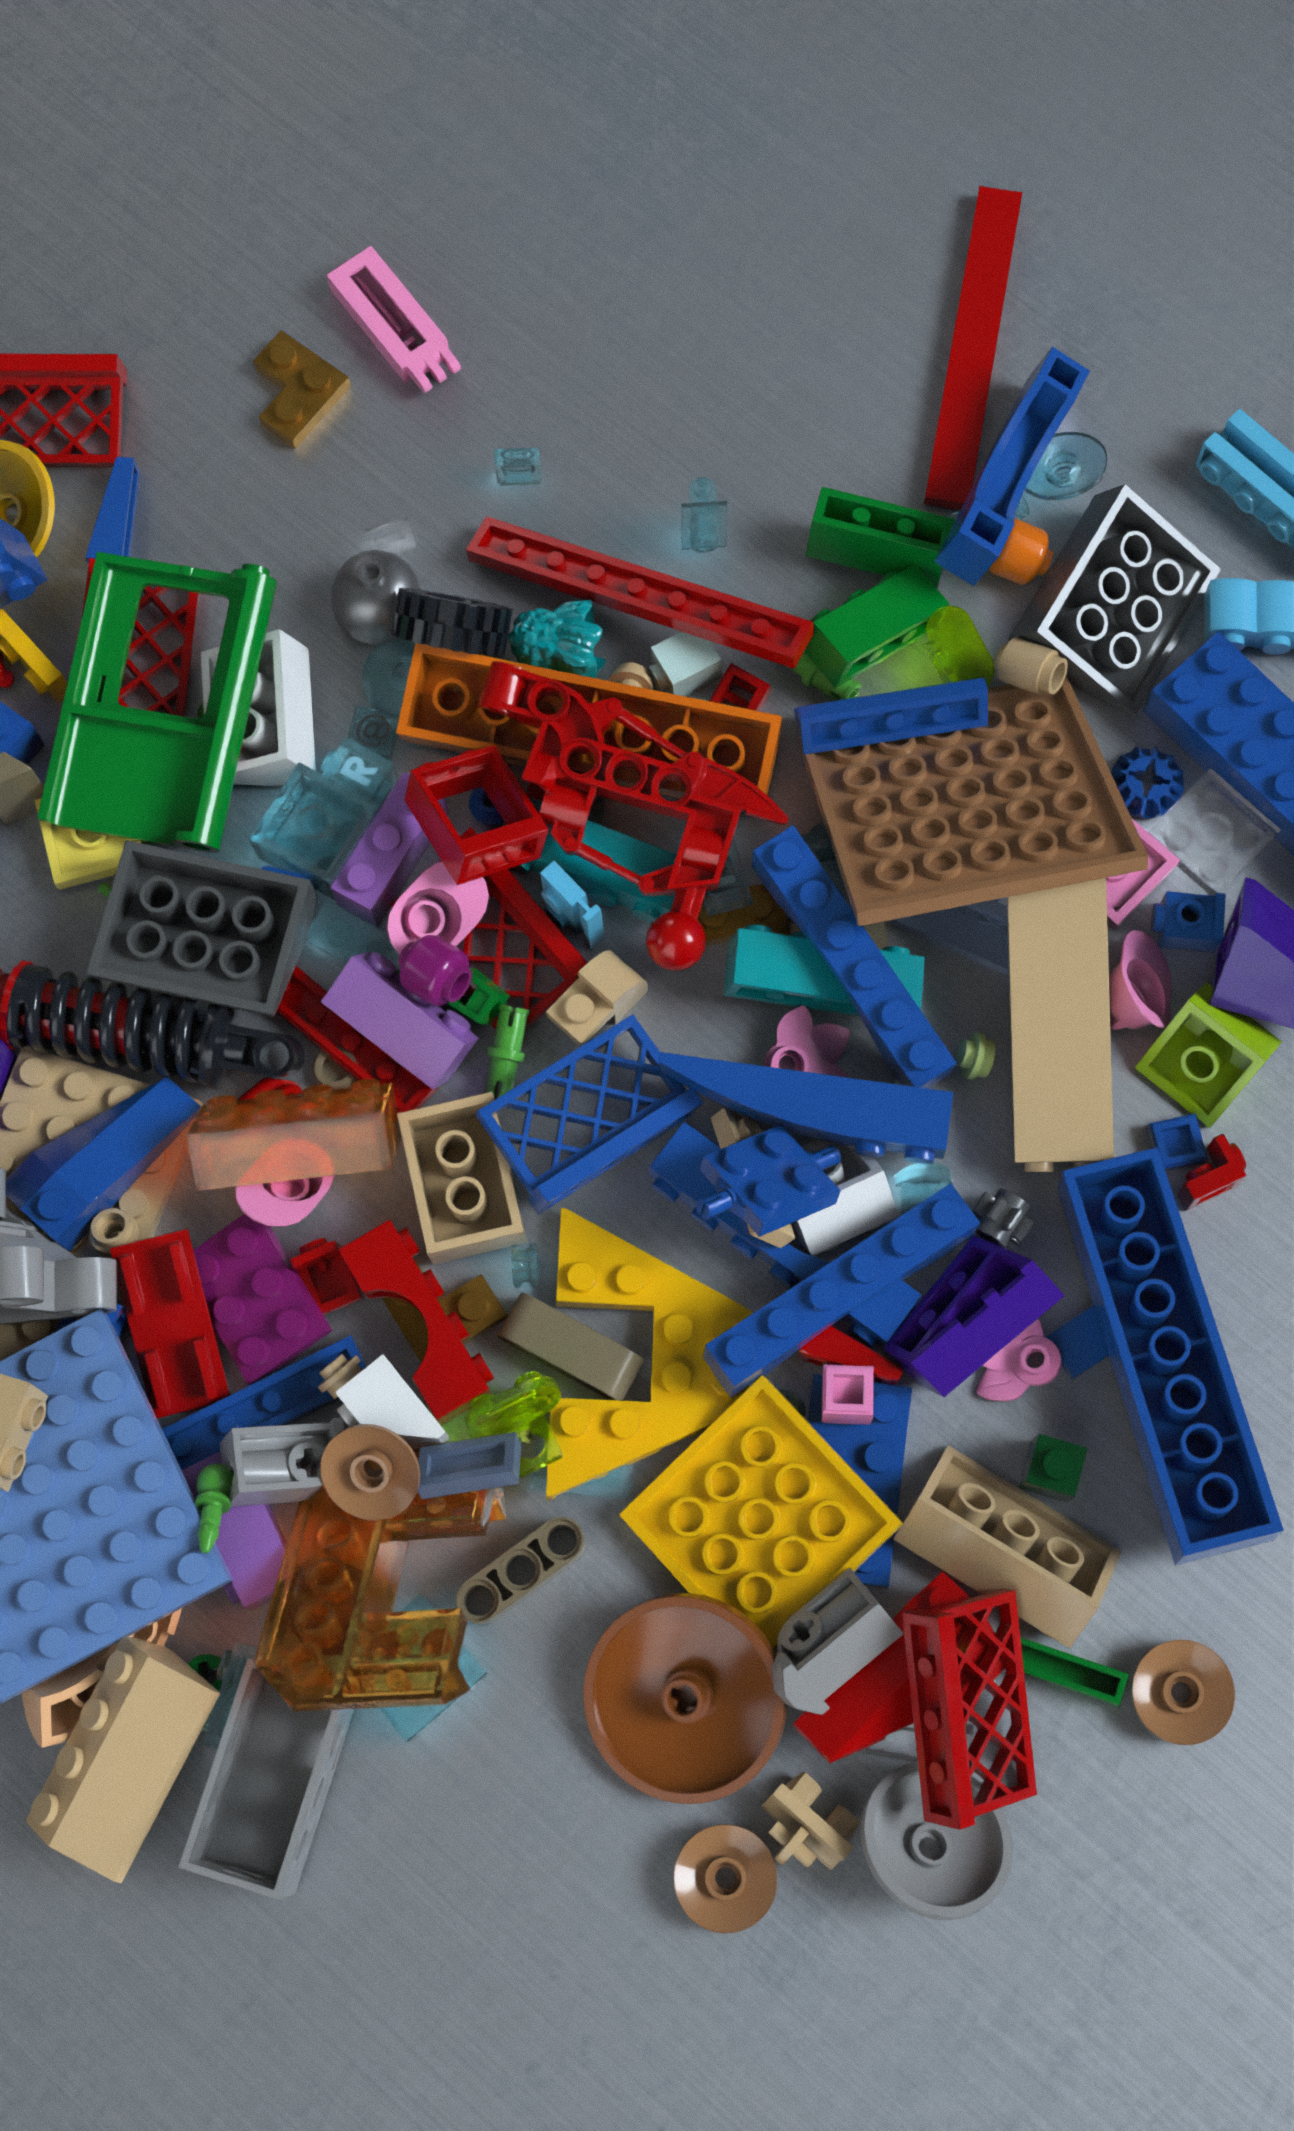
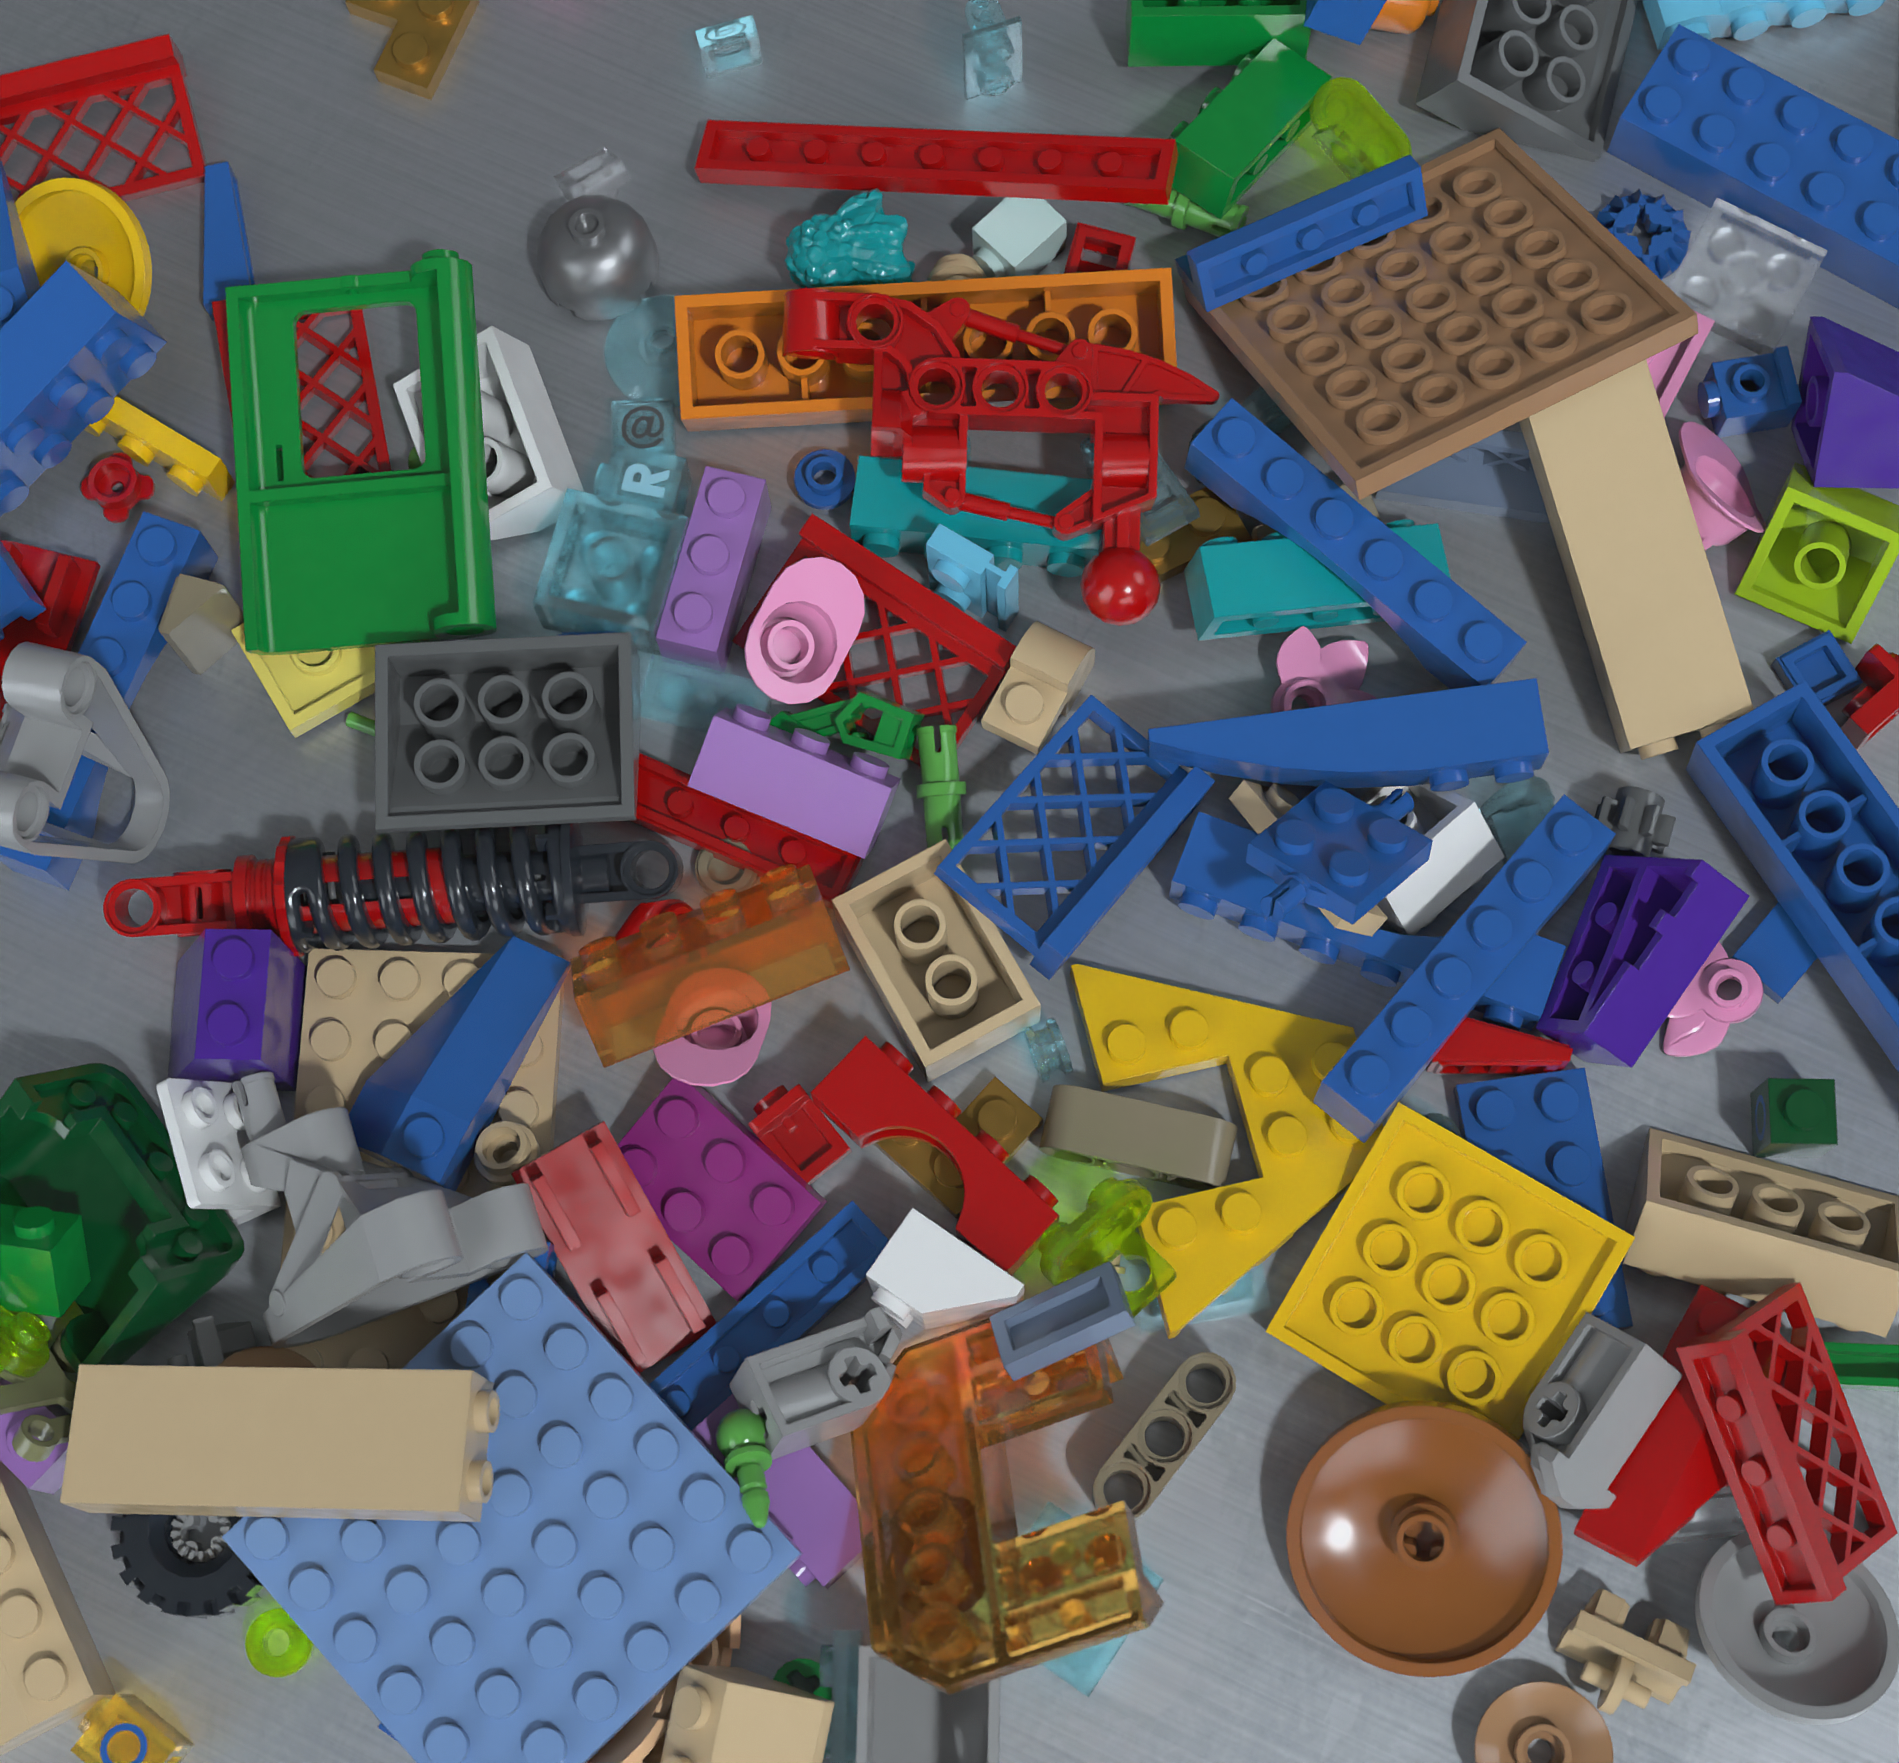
camera: 15 degrees left, 0 degrees up
(339, 1373) = (857, 1253): tan plate -> none
(358, 1486) = (935, 1390): medium nougat dish -> none
(434, 970) = (825, 704): magenta head -> none
(451, 622) = (709, 260): black bush -> none
(489, 851) = (850, 537): red window -> none
(847, 1394) = (1512, 1097): bright pink slope -> none
(976, 1056) = (1540, 629): yellowish green plate -> none
(1030, 666) = (1457, 128): tan brick -> none

